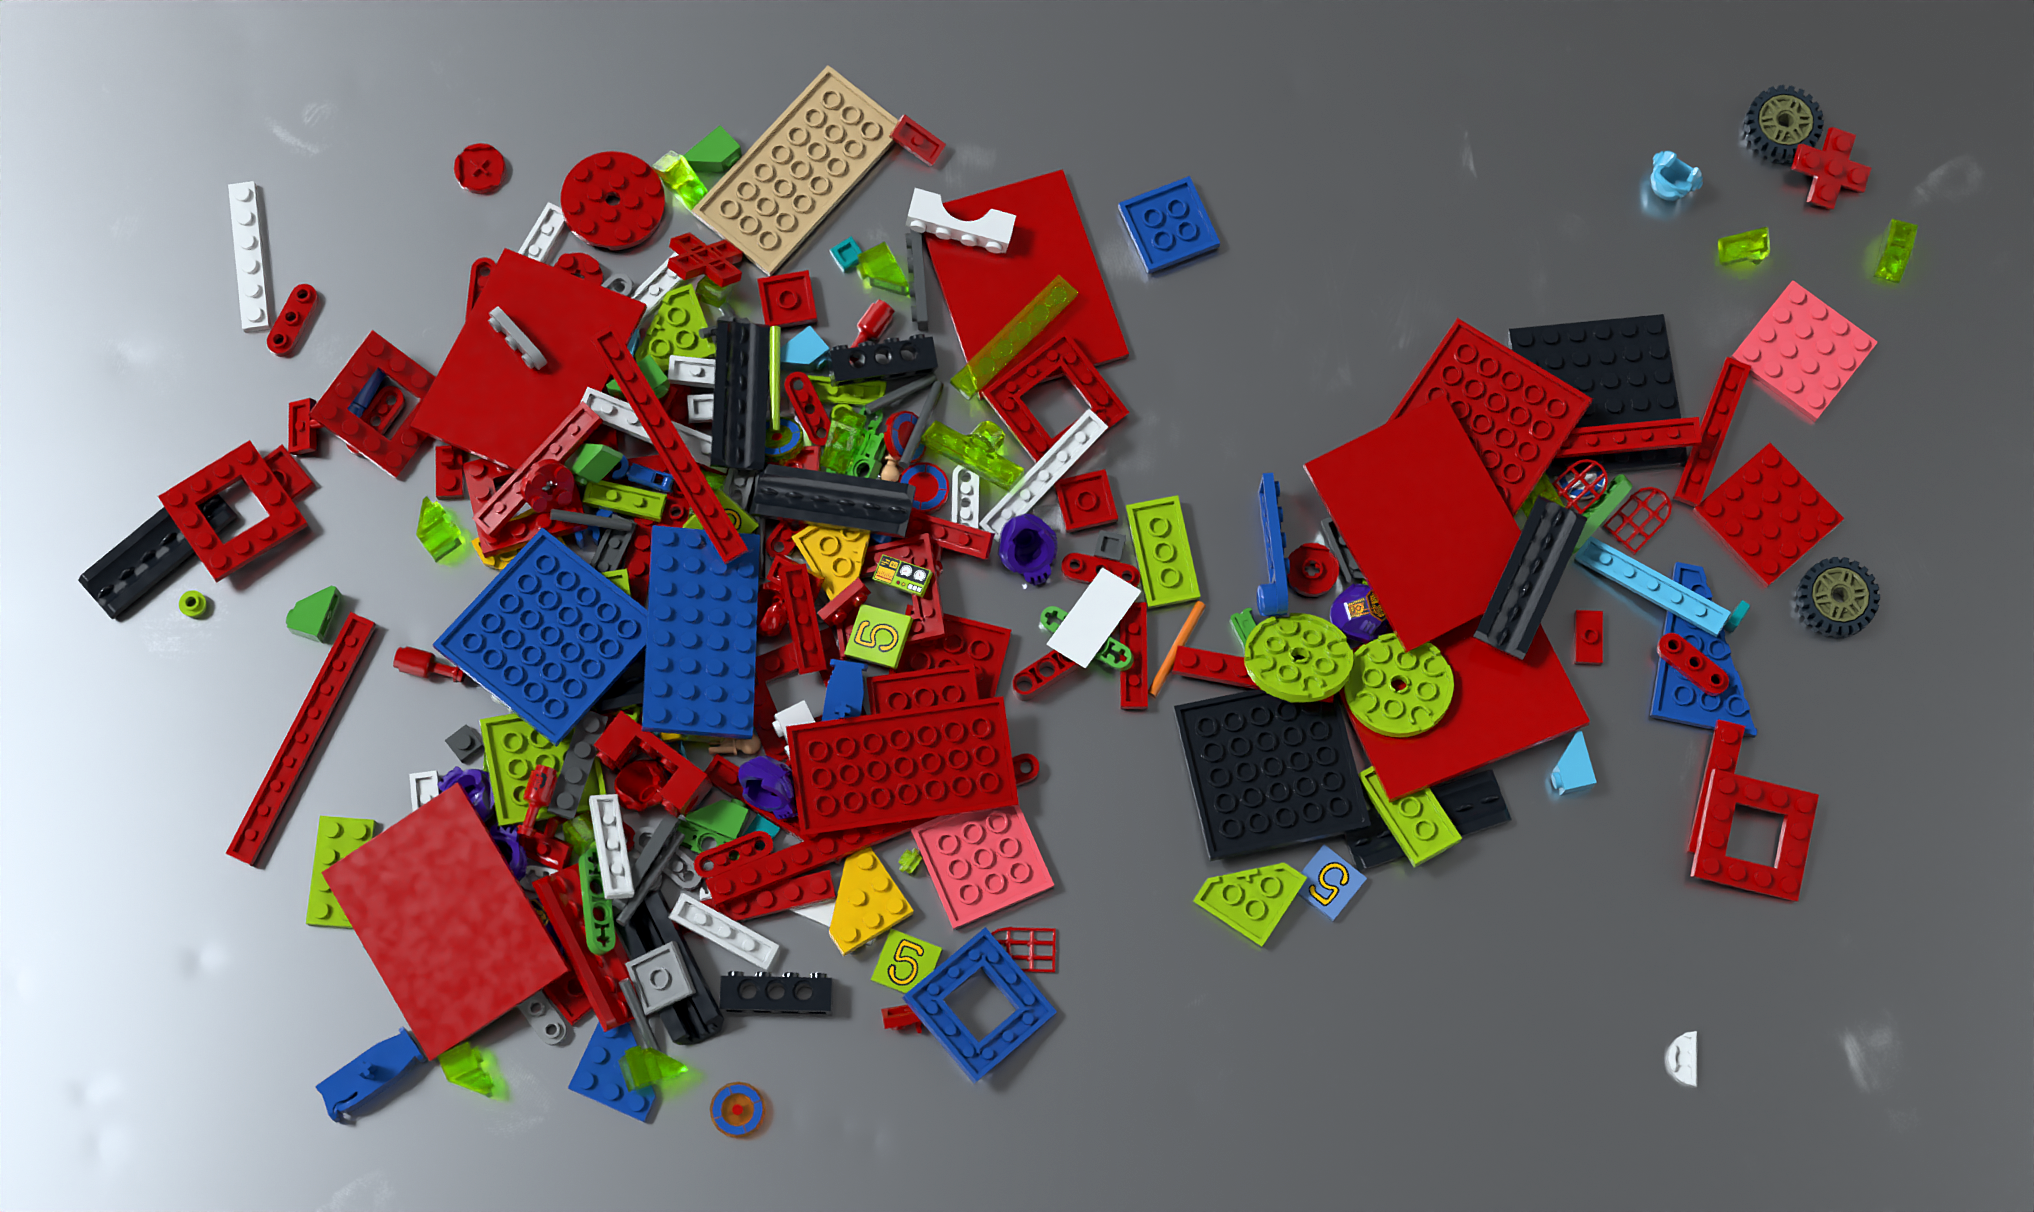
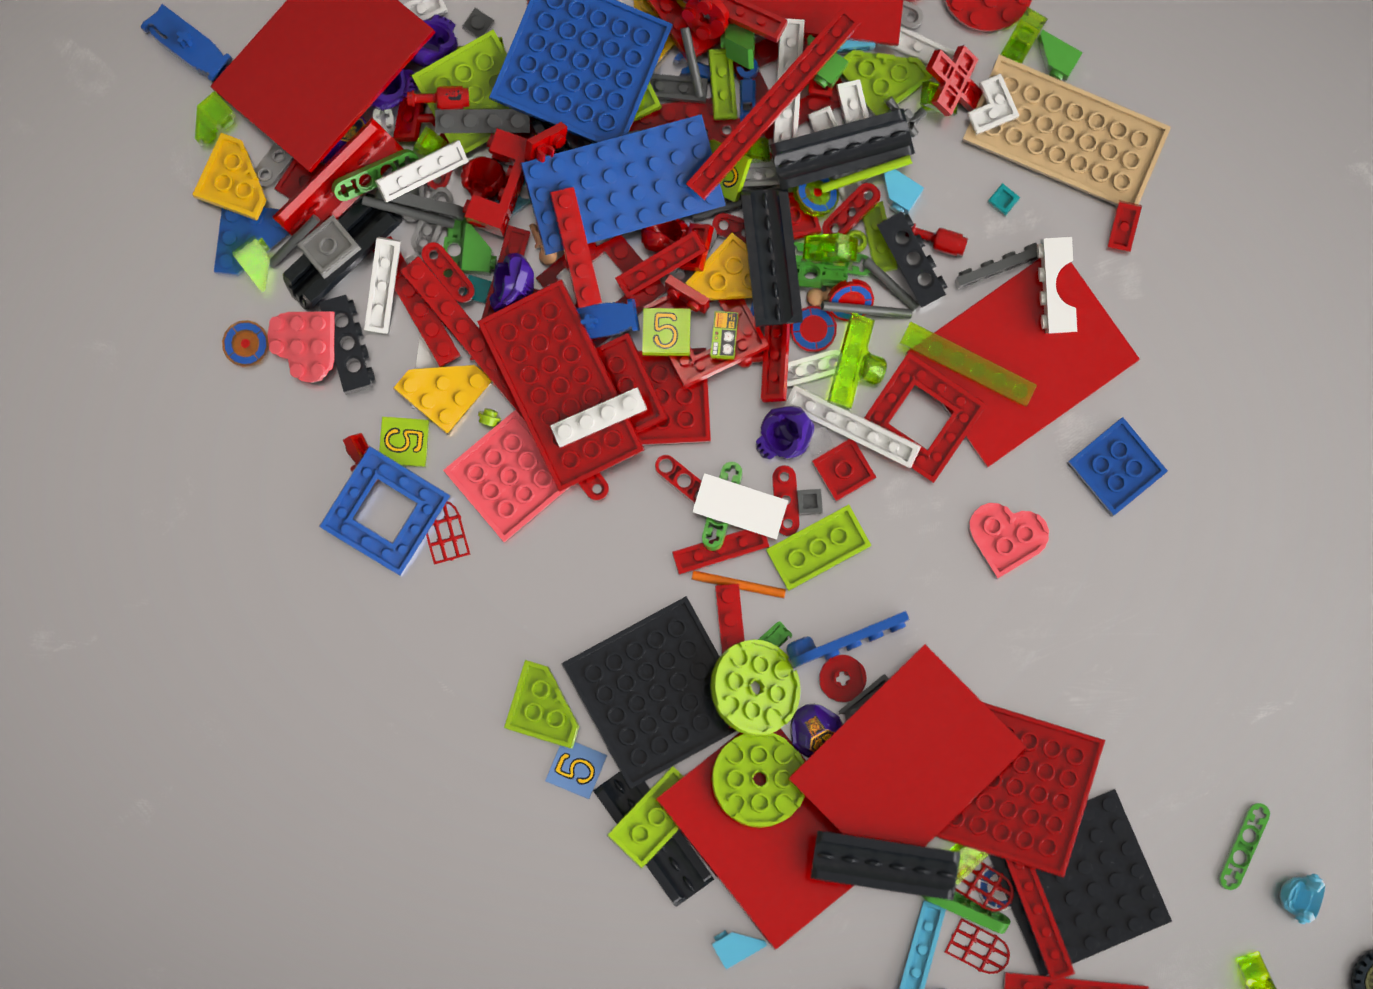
camera: 70 degrees right, 10 degrees up
(545, 1068) = (231, 179): none -> yellow plate
(629, 695) = (546, 142): none -> red plate
(748, 225) = (998, 109): none -> white tile
(755, 699) = (575, 247): none -> red plate
(758, 1038) = (305, 341): none -> coral plate
(787, 299) = (944, 161): red plate -> none
(882, 270) = (996, 232): clear neon green slope -> none
(952, 732) = (598, 417): none -> white plate
(1210, 357) = (1006, 537): none -> coral plate
(1588, 637) = (856, 931): red plate -> none
(1607, 217) = (1247, 848): none -> bright green beam

